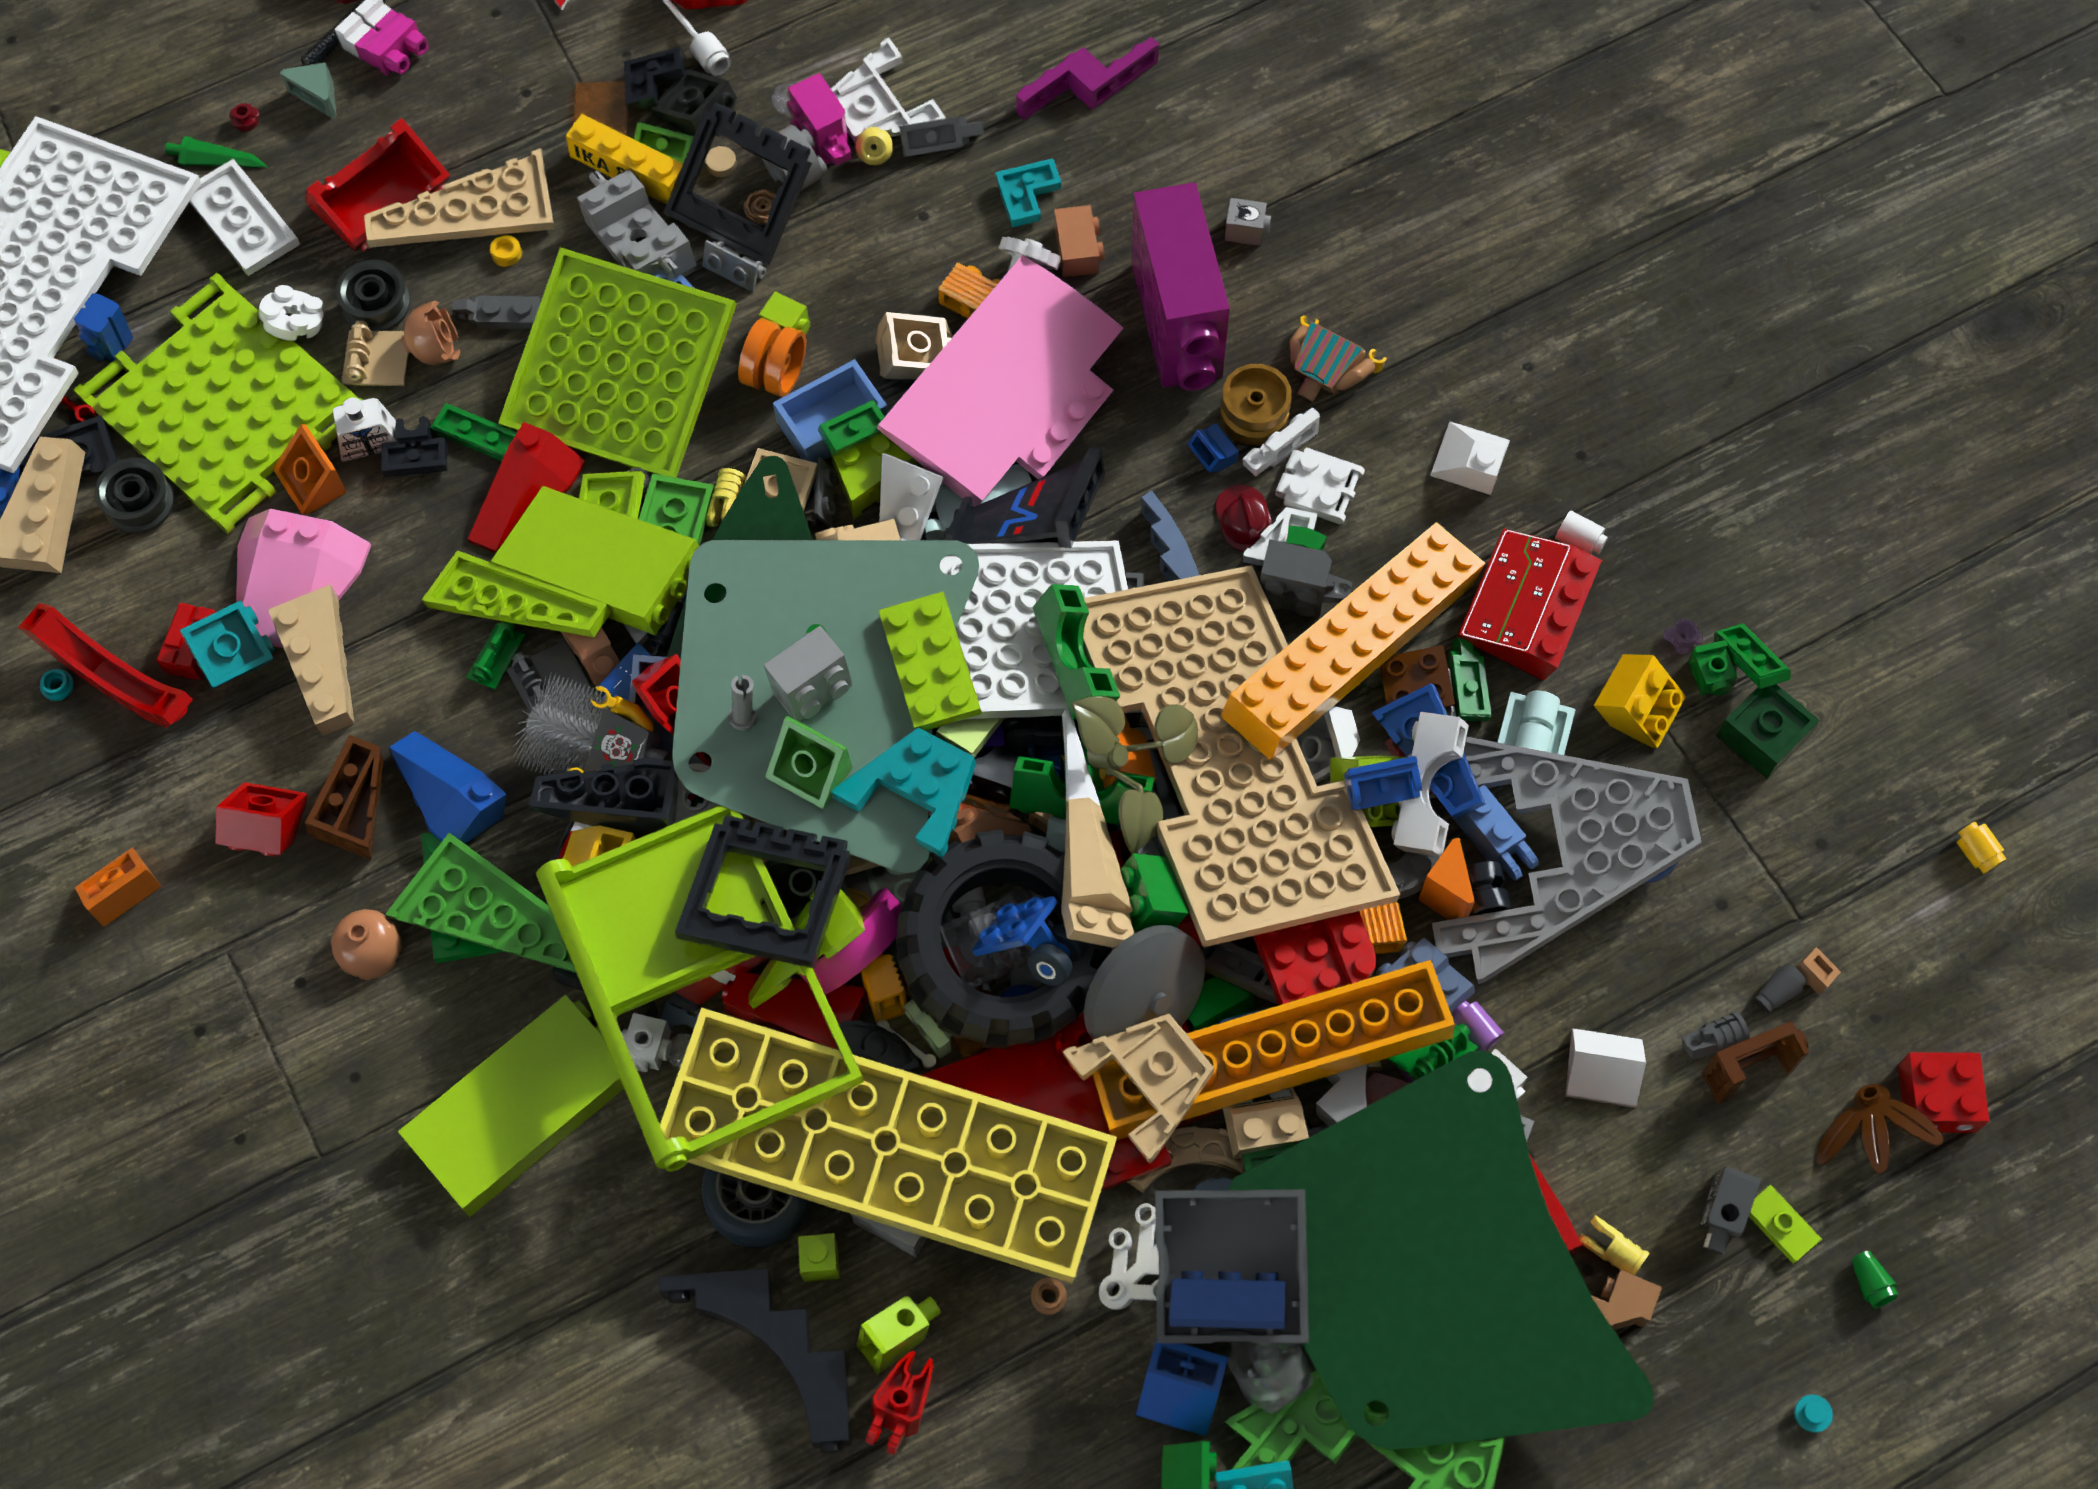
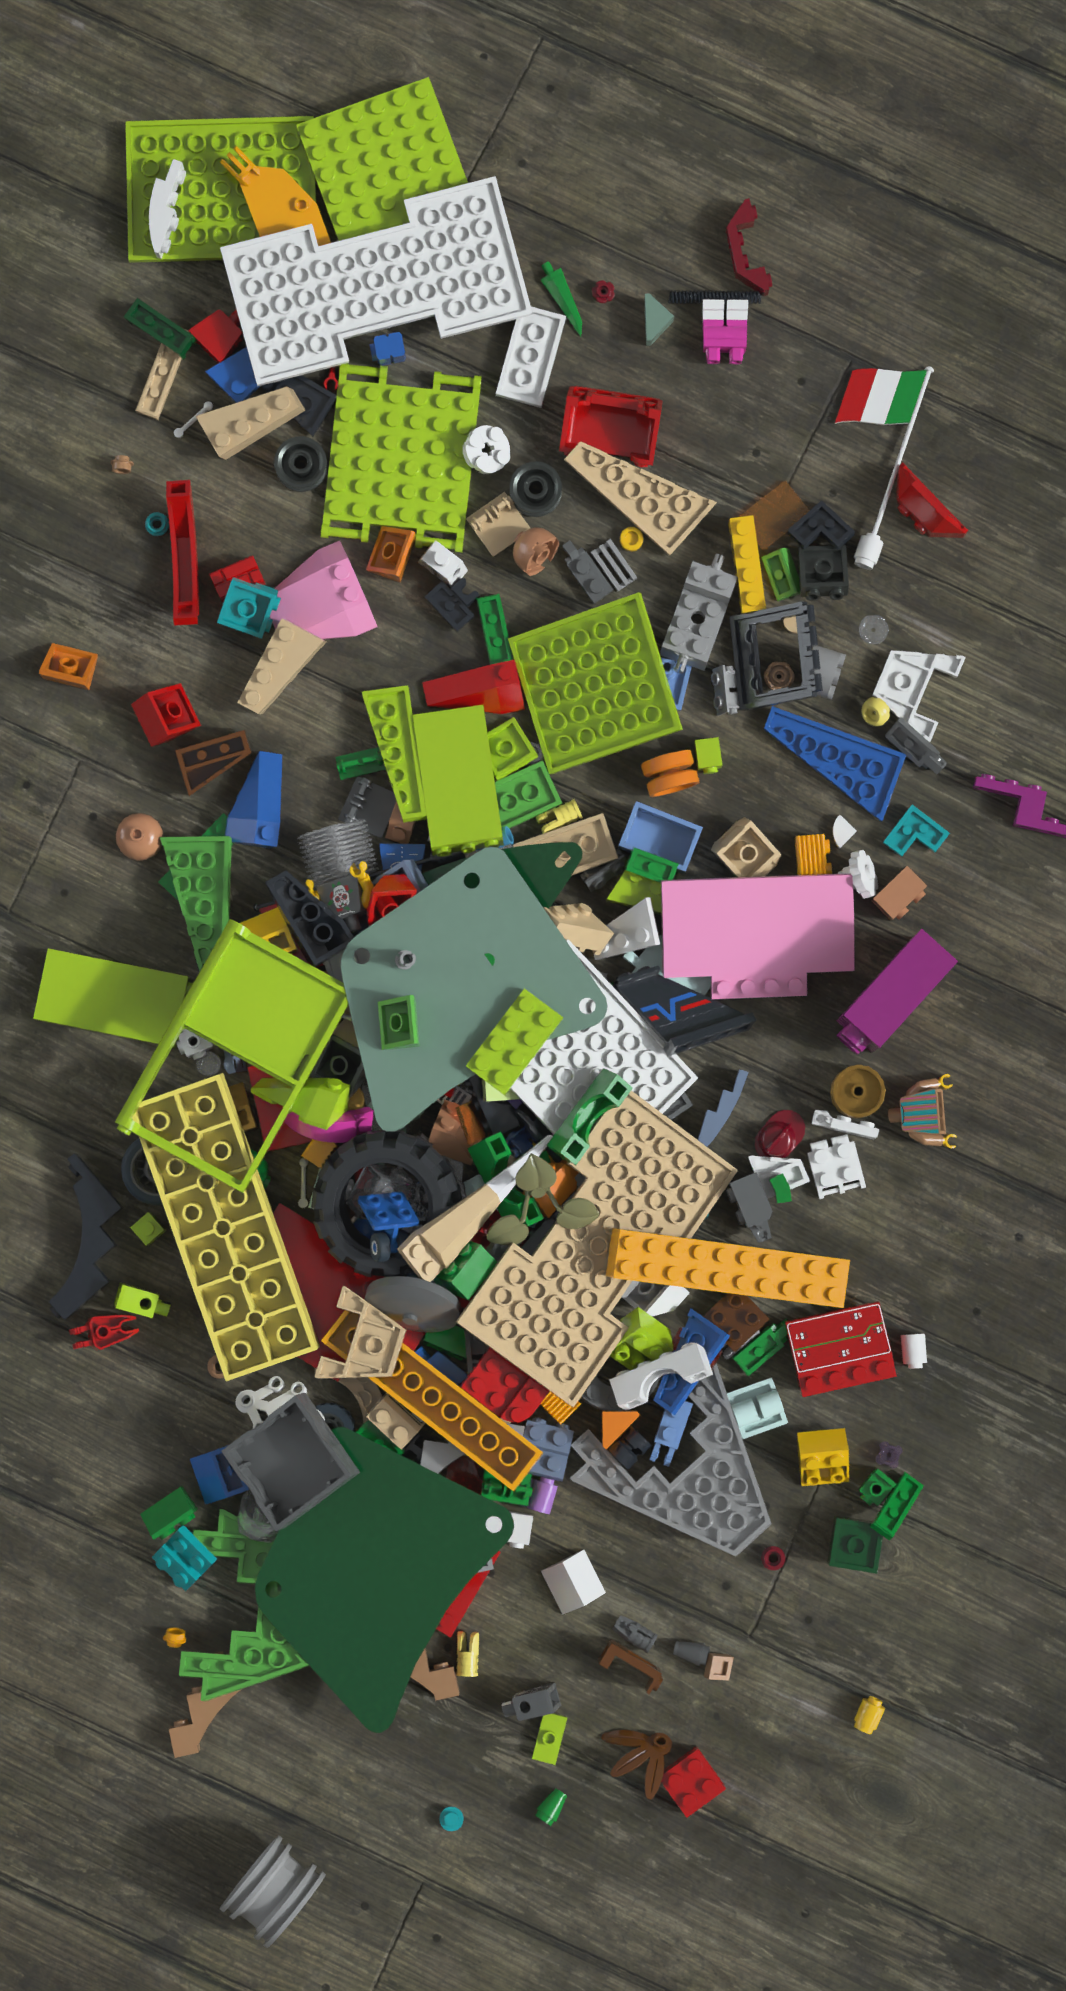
camera: 55 degrees right, 20 degrees up
(517, 278) = (602, 548): none -> light grey tile
(765, 938) = (276, 1067): black hinge -> none
(808, 674) = (449, 984): light grey brick -> none
(822, 115) = (863, 670): dark pink hinge -> none
(878, 1045) = (286, 1169): black tile -> none
(907, 201) = (850, 763): none -> blue wing
(922, 772) = (442, 1093): teal wing -> none
(968, 253) = (842, 831): none -> white tile
(1213, 448) = (810, 1085): blue piece -> none
(1228, 1301) = (267, 1474): dark blue slope -> none
(1247, 221) = (993, 990): light grey brick -> none
(1383, 783) = (635, 1351): blue hinge -> none
(1470, 458) = (923, 1245): white slope -> none
(1725, 821) = (773, 1550): none -> dark red plate

